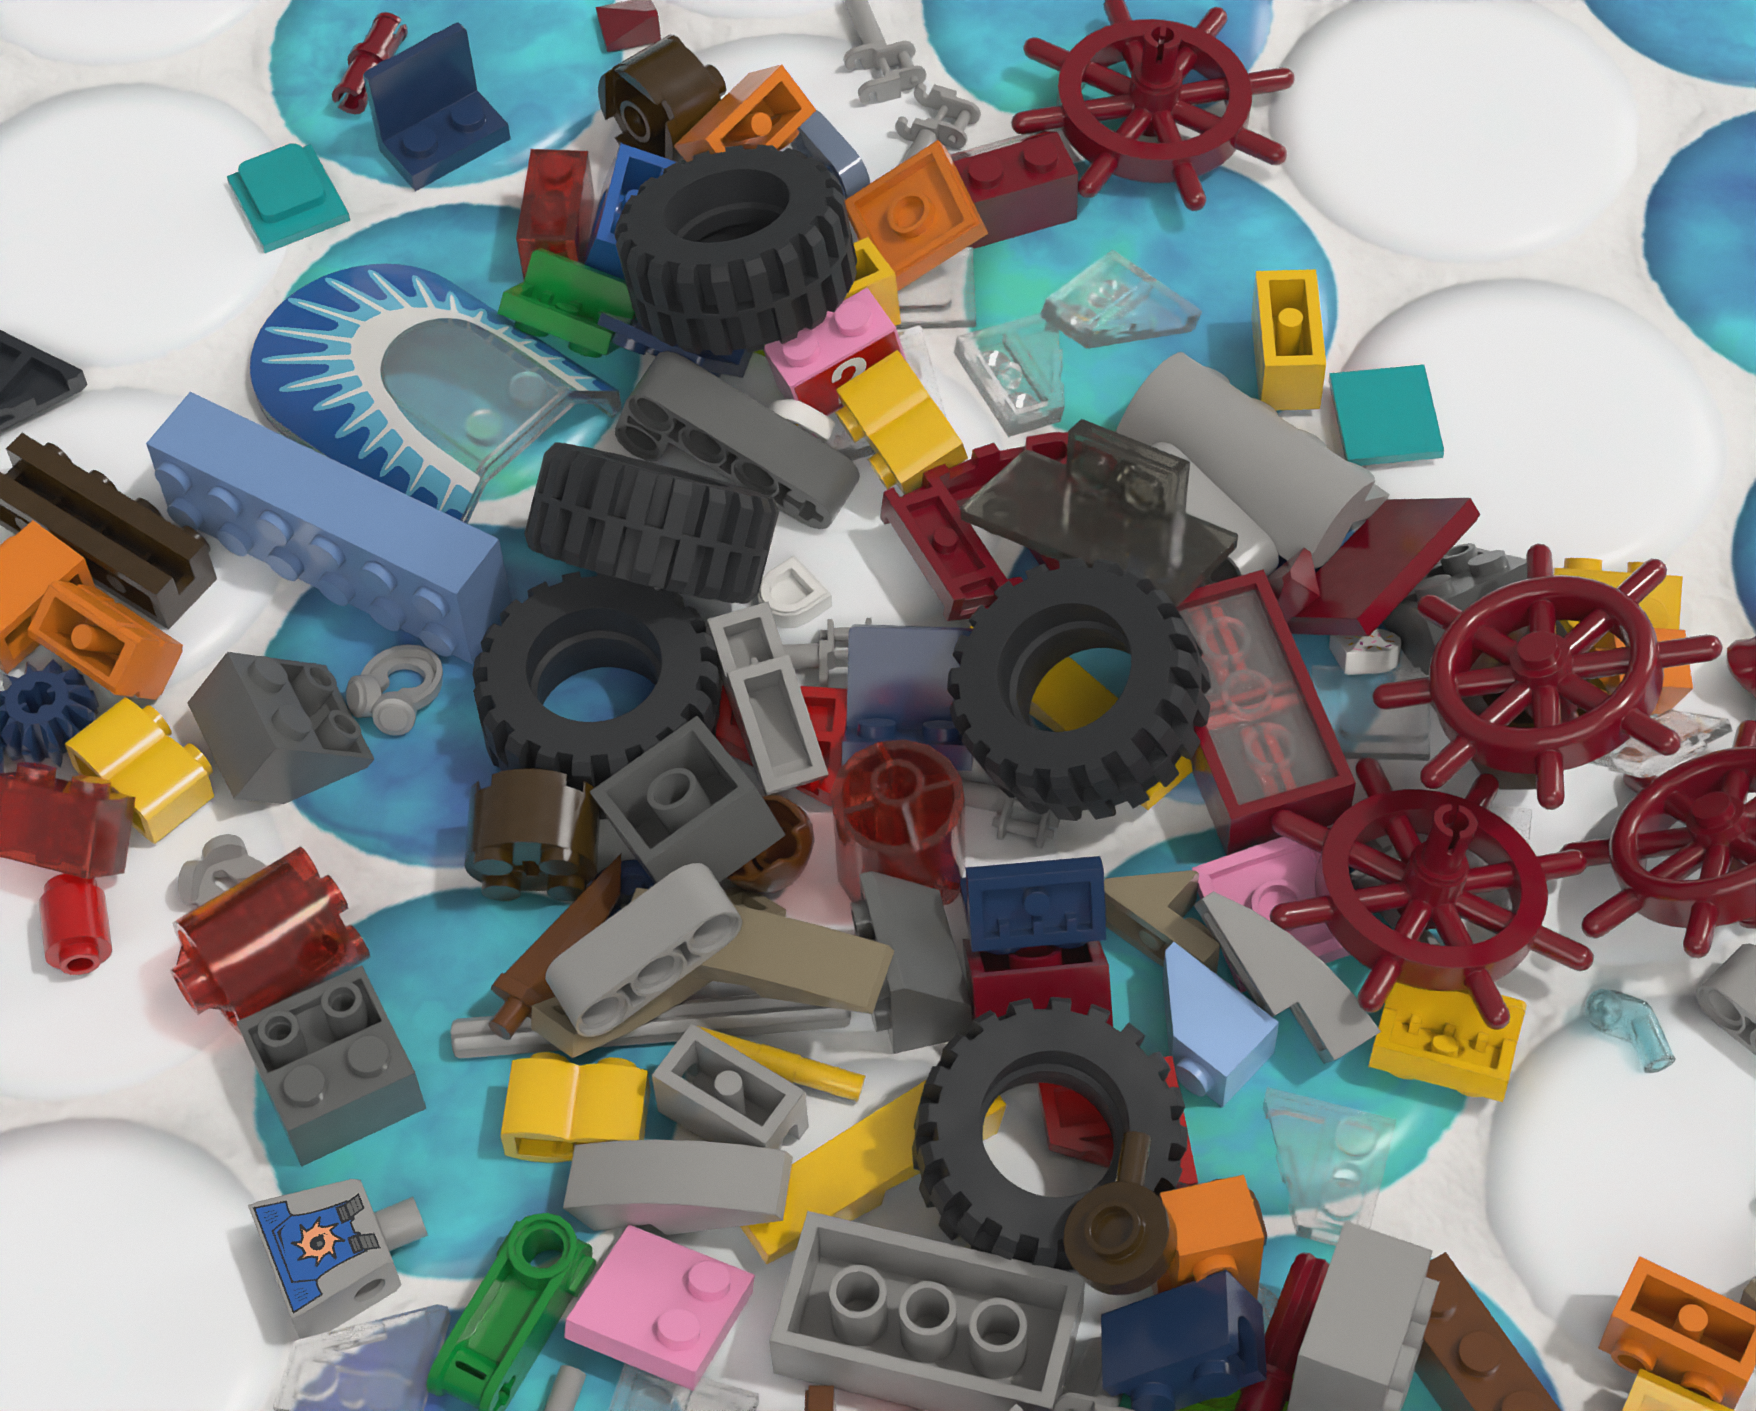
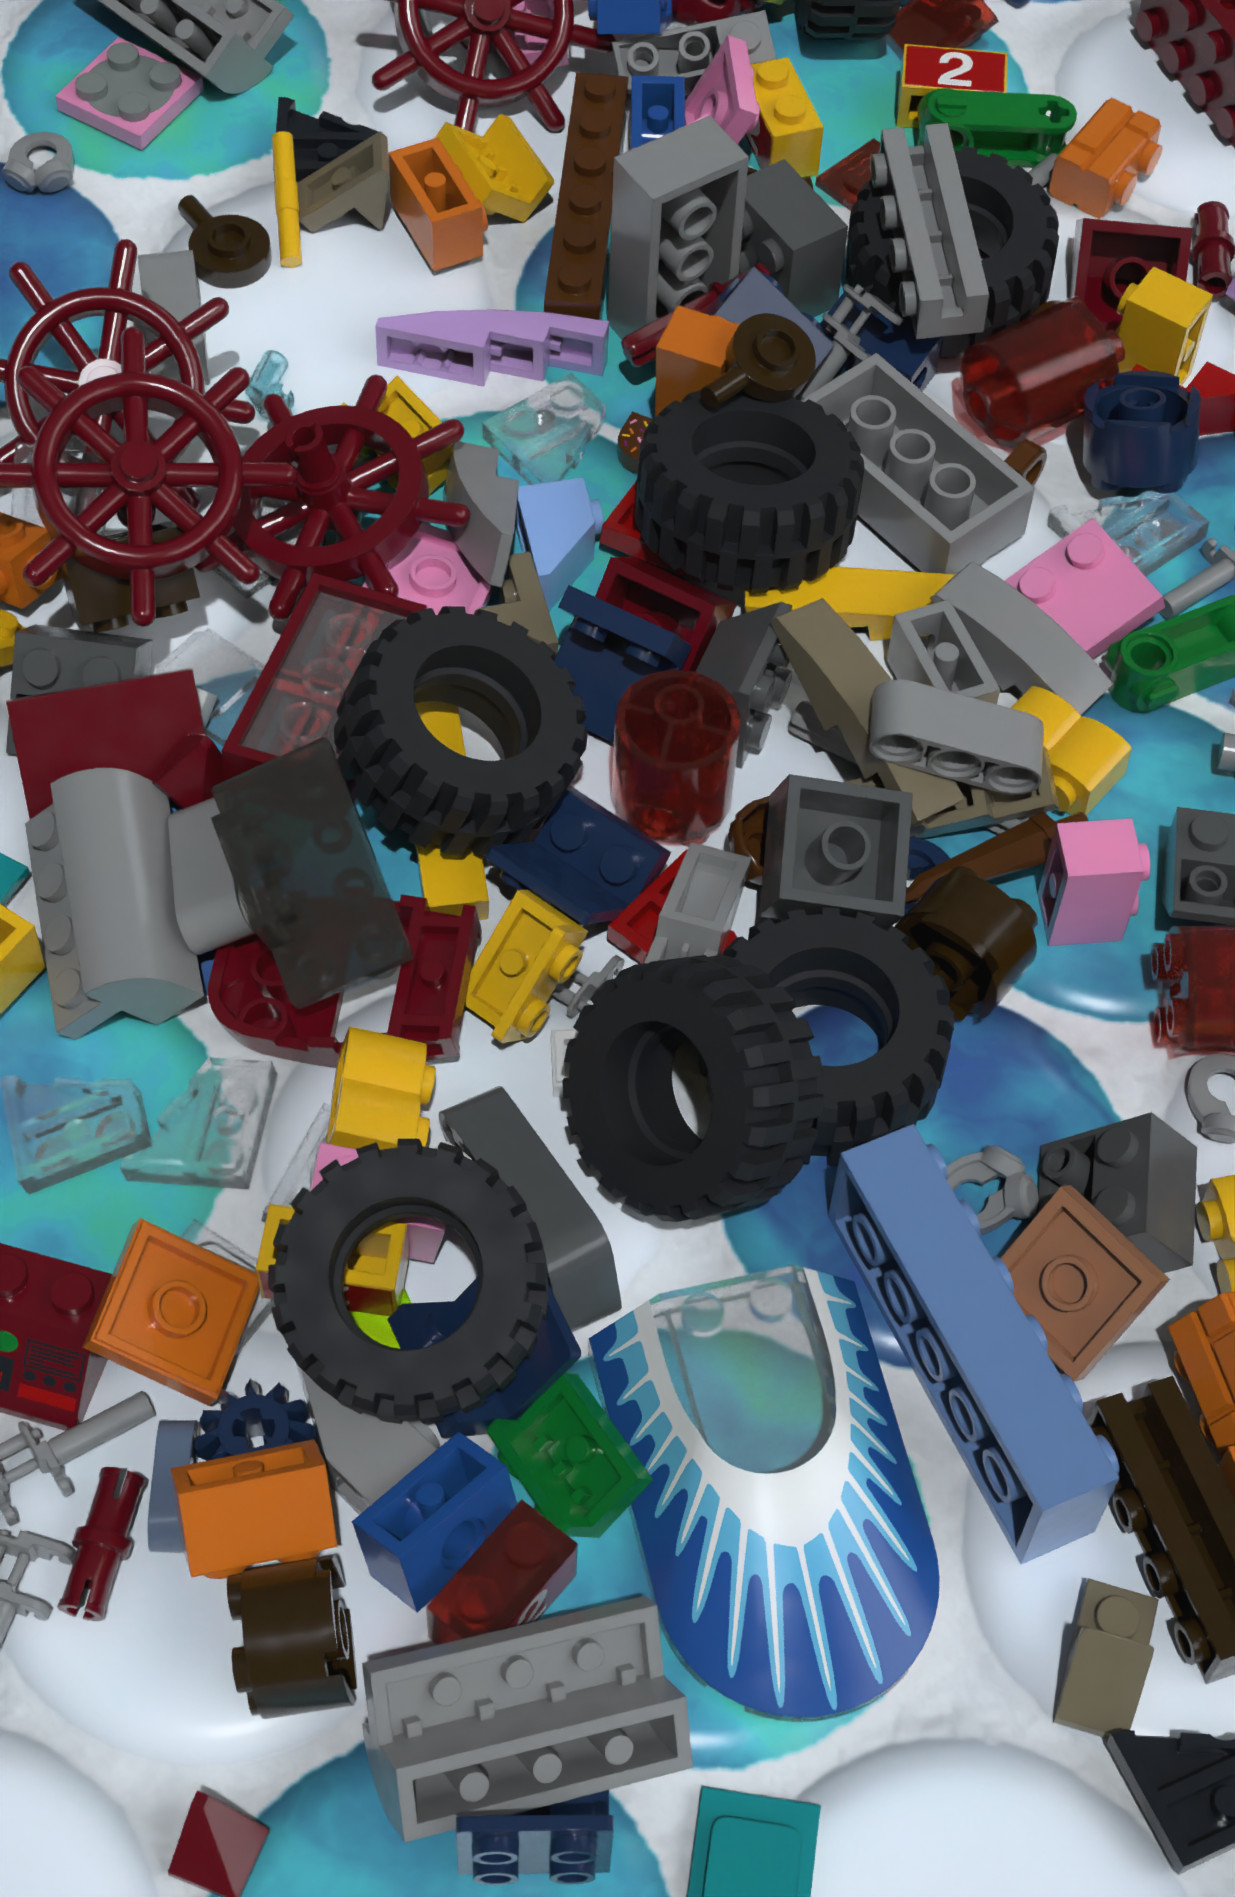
camera: 150 degrees left, 0 degrees up
(115, 433) = (1107, 1660): none -> dark tan slope
(273, 626) = (1079, 1280): none -> nougat plate
(451, 956) = (1092, 881): none -> bright pink brick
(471, 136) = (523, 1718): none -> light grey brick
(844, 105) = (101, 1544): none -> dark red pin
(876, 596) = (522, 966): none -> yellow bracket
(1494, 1192) = (474, 342): none -> lavender slope

